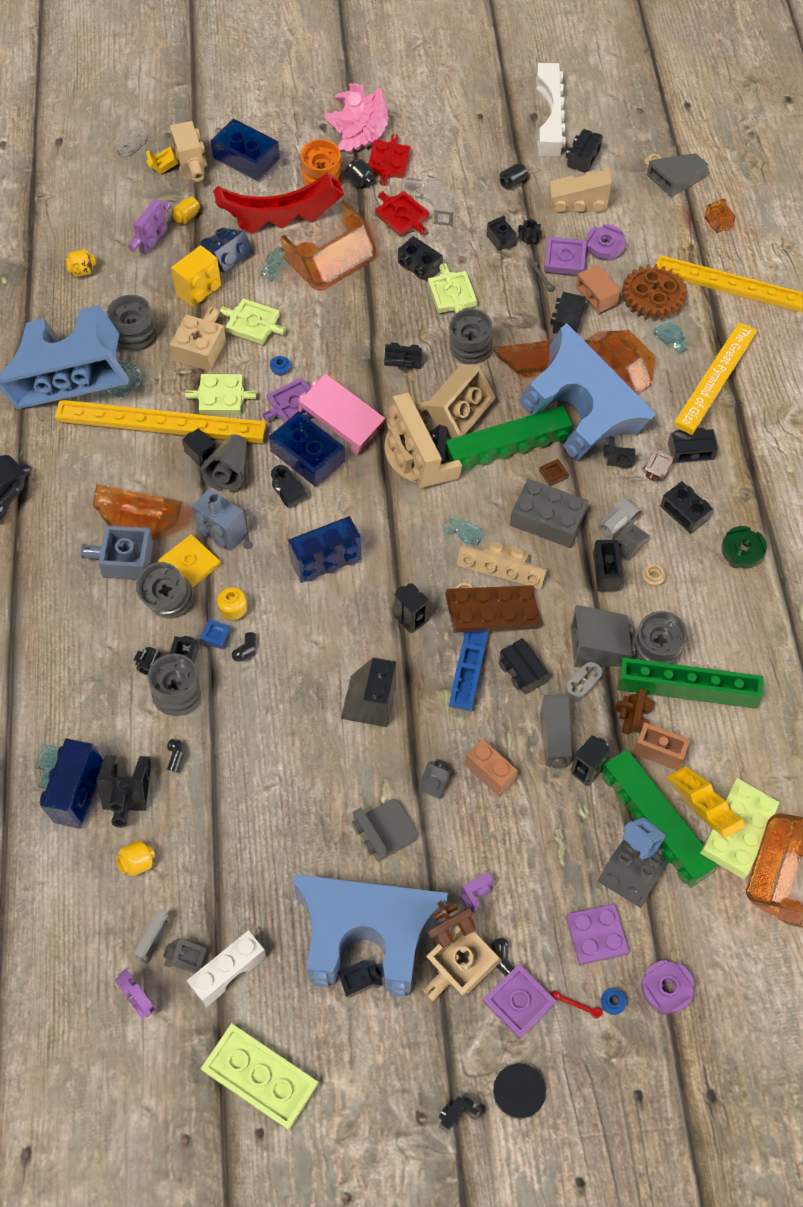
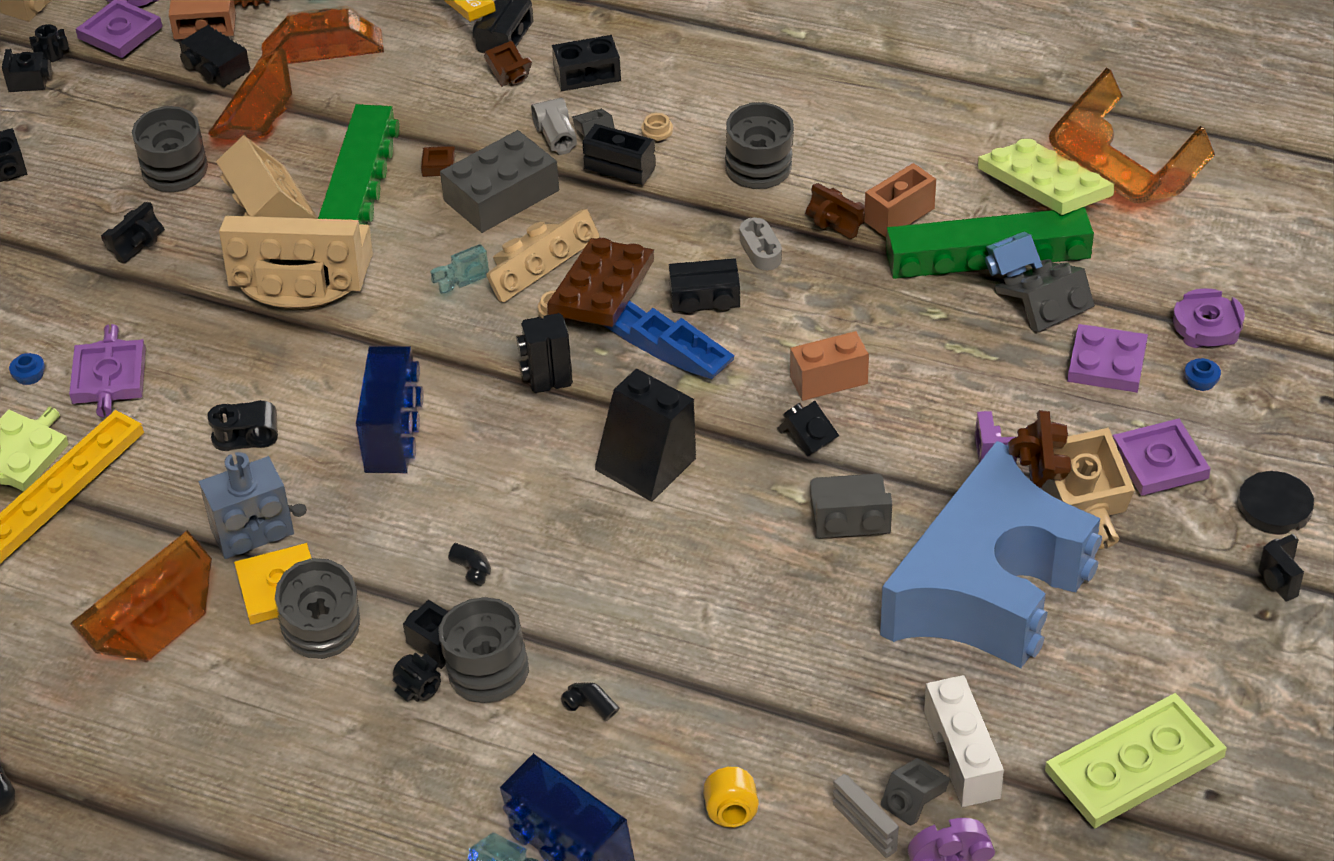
camera: 60 degrees left, 15 degrees down
(123, 551) = (207, 645): sand blue brick -> none
(124, 793) = (617, 765): black piece -> none
(198, 446) = (91, 501): black brick -> none
(215, 634) = (424, 585): blue plate -> none
(226, 464) = (156, 474): dark grey cone -> none
(232, 603) = (392, 546): yellow head -> none
(307, 448) = (201, 374): clear blue brick -> none
(342, 412) = (176, 316): bright pink panel -> none
(360, 977) = (1056, 599): black bracket -> none
(451, 291) = (72, 150): yellowish green plate -> none
(534, 265) = (103, 64): dark grey hinge -> none
(556, 730) = (817, 283): dark grey slope -> none
(590, 760) = (882, 264): black brick -> none
(592, 387) = (361, 56): medium blue piece -> none
(595, 1012) = (1207, 397): red hinge -> none
(600, 637) = (713, 201): dark grey slope -> none
(618, 456) = (464, 93): black bracket -> none
(690, 683) = (830, 146): green brick -> none
(705, 802) = (989, 190): yellow slope -> none
(743, 558) = (663, 44): dark green plate -> none

